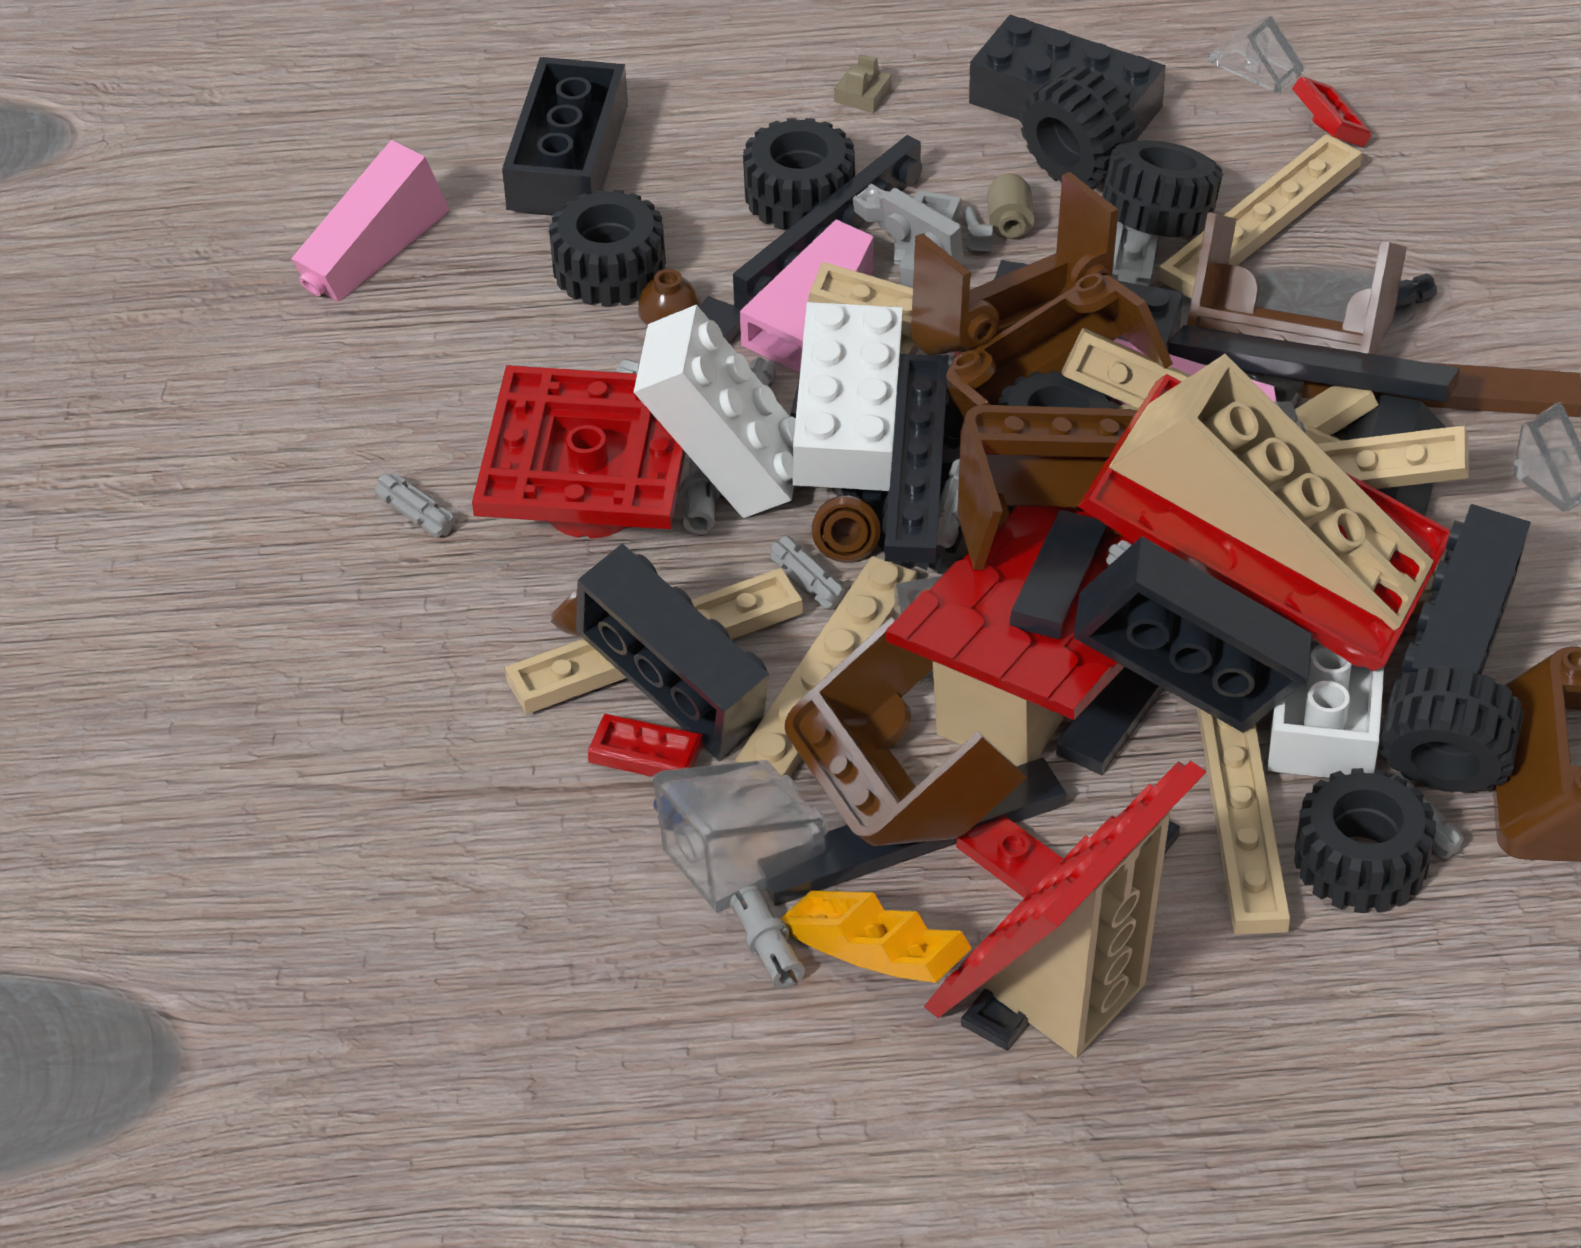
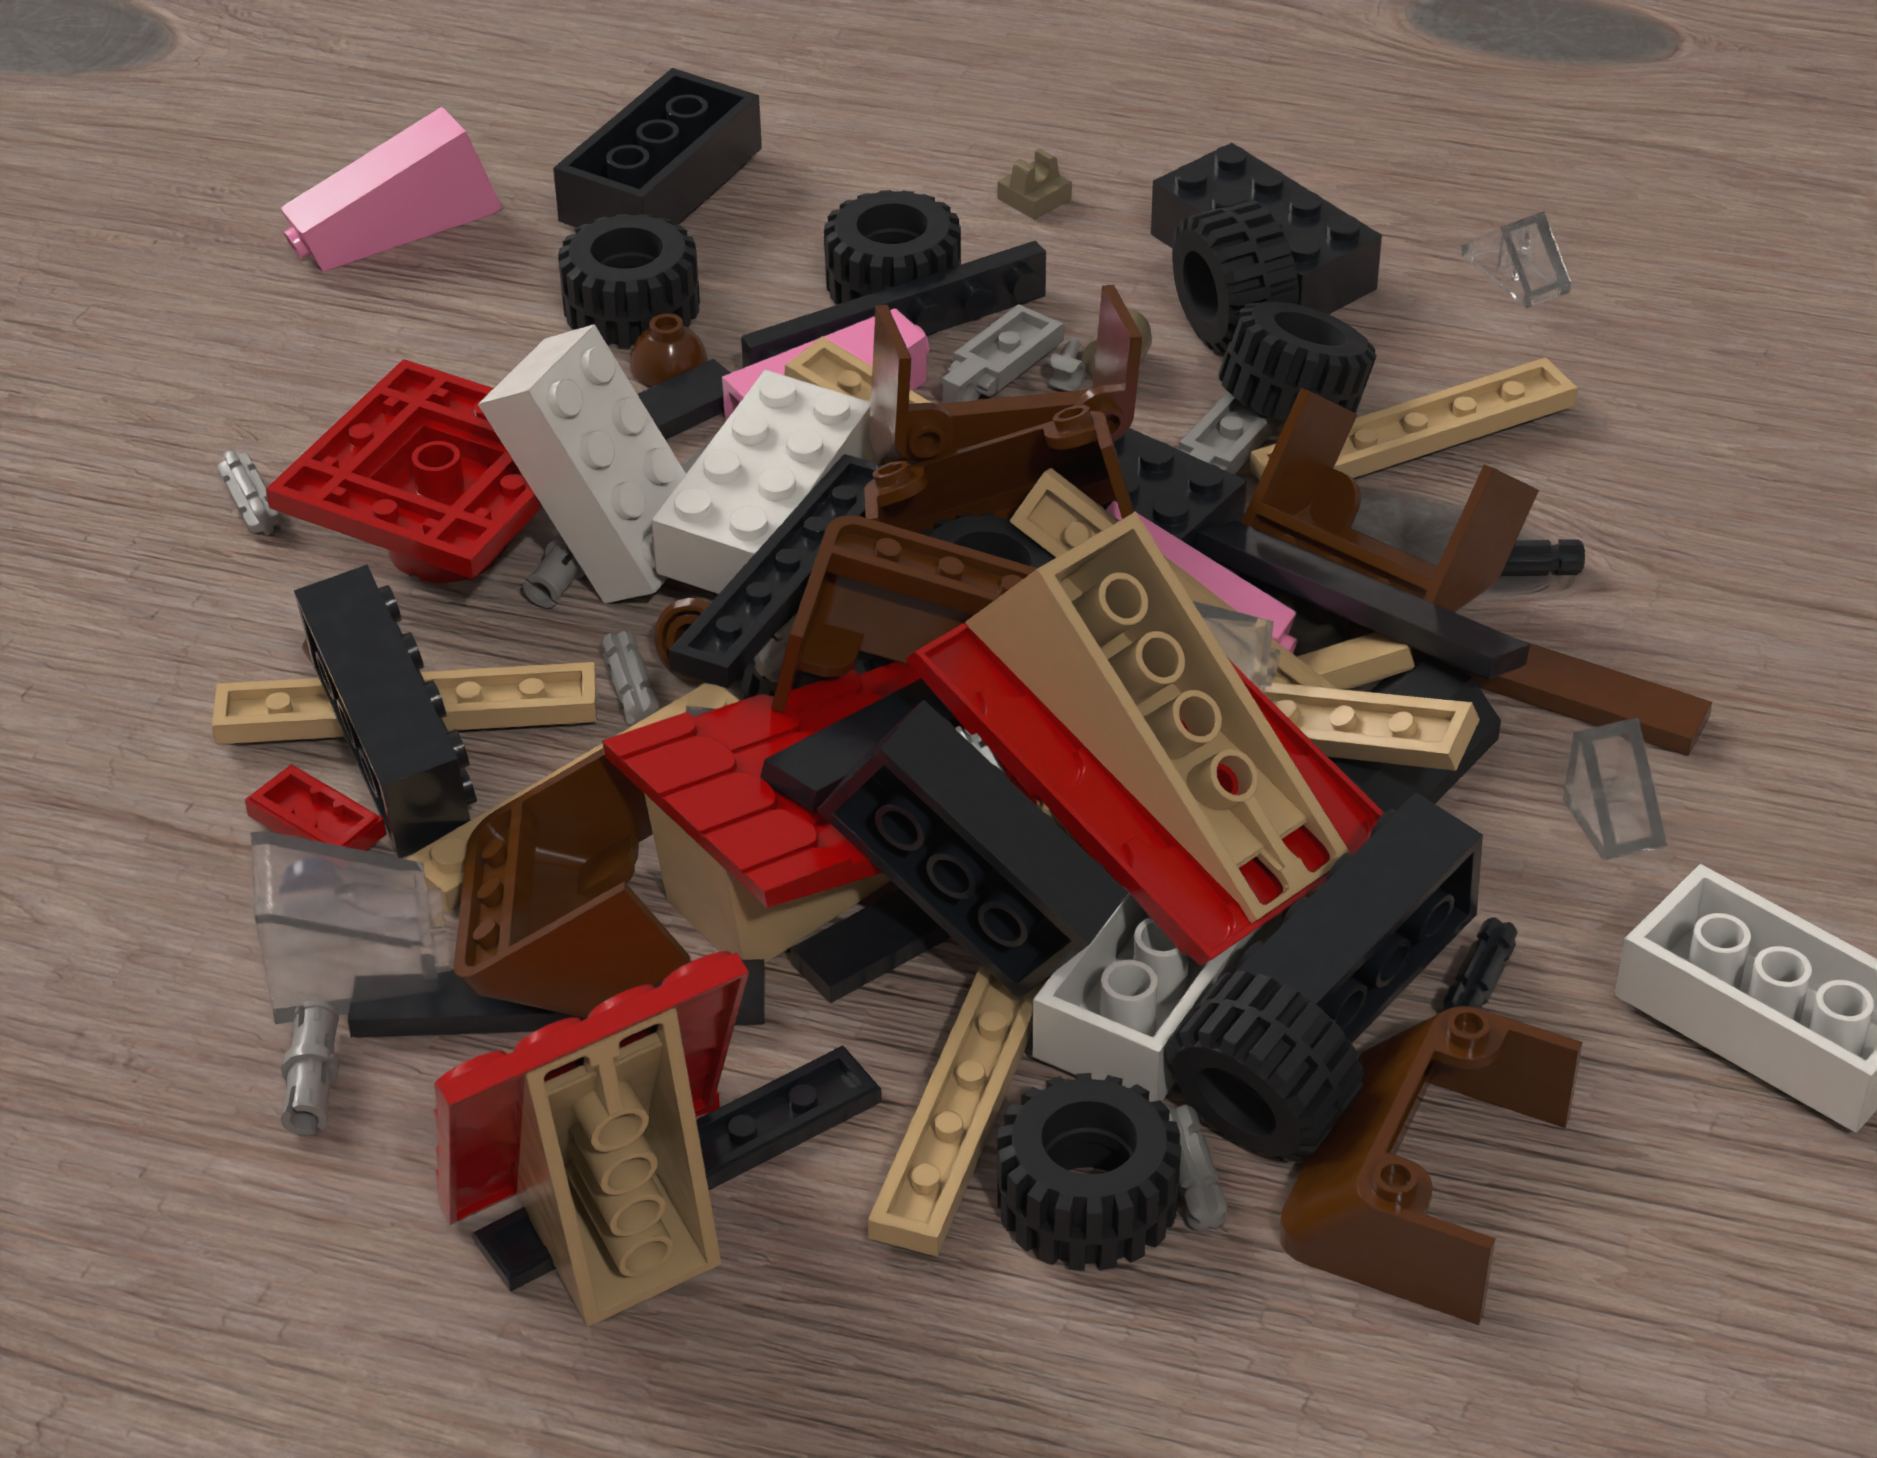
camera: 20 degrees right, 5 degrees down
(866, 935) = (397, 1089): light orange slope -> none
(907, 218) = (978, 331): light grey hinge -> none
(1331, 111) = (1569, 336): red plate -> none
(1532, 618) = (1482, 965): none -> black axle

